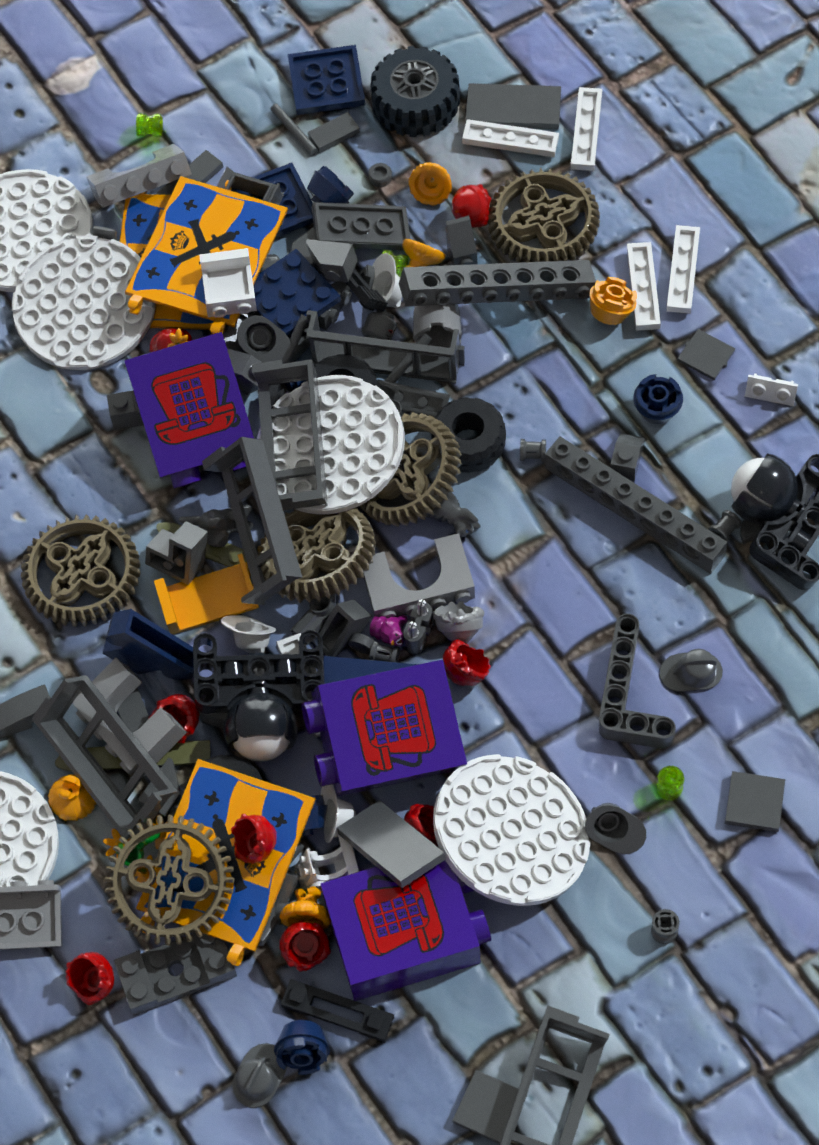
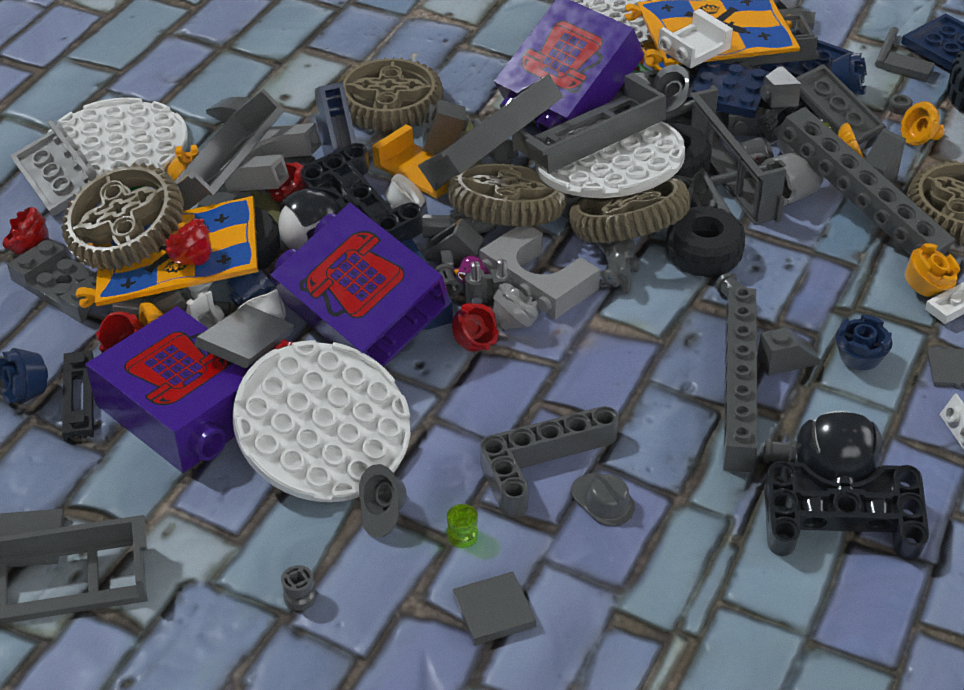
camera: 55 degrees right, 20 degrees down
(472, 202) = (923, 149): red hair -> none

